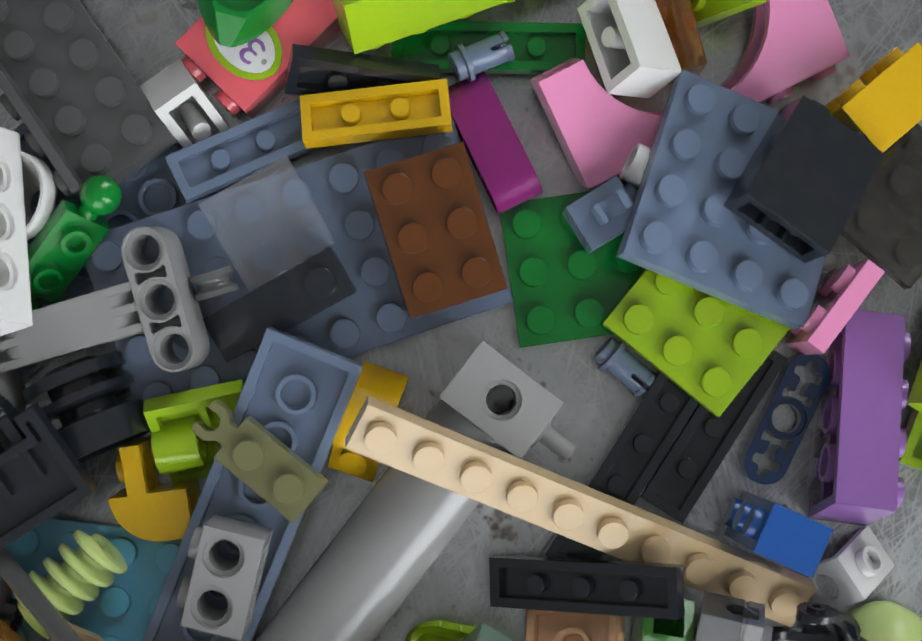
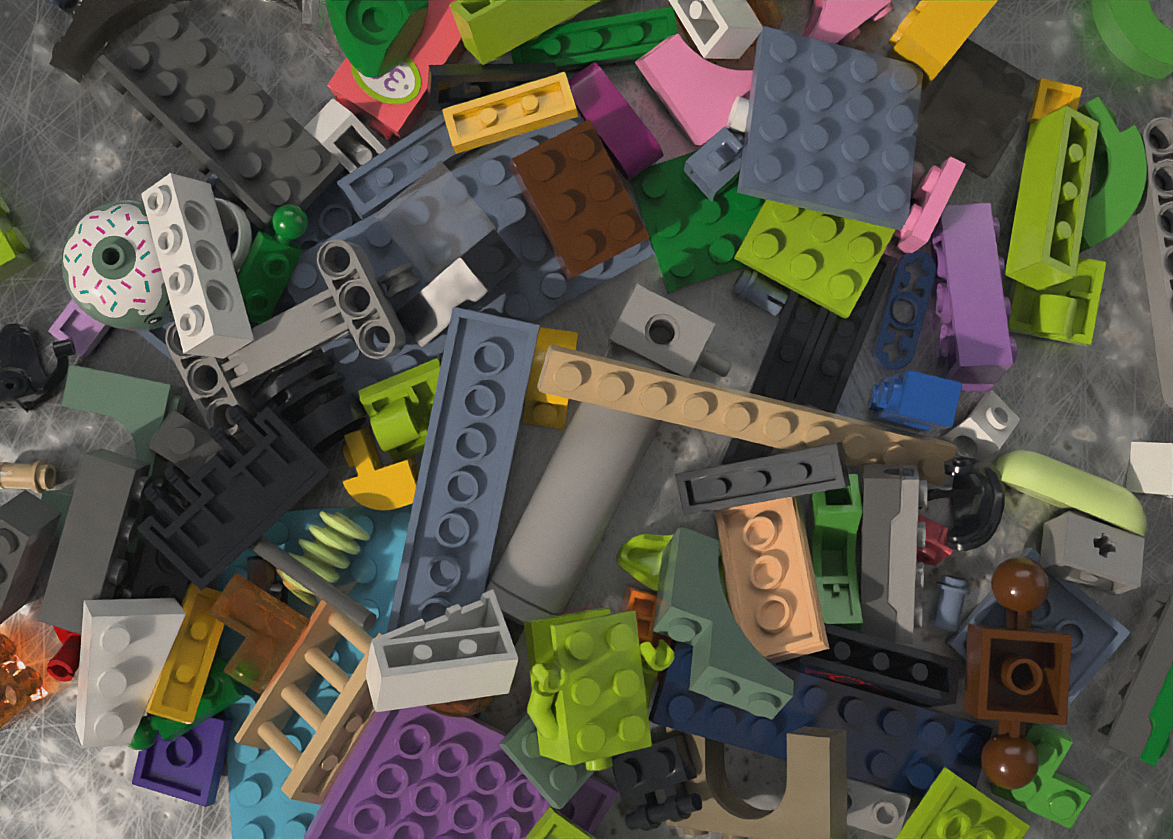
camera: 10 degrees left, 0 degrees up
(234, 579) = (466, 523): light grey brick -> none
(262, 462) = (470, 421): olive plate -> none
(480, 56) = (589, 49): sand blue pin -> none
(804, 179) = (884, 98): black brick -> none

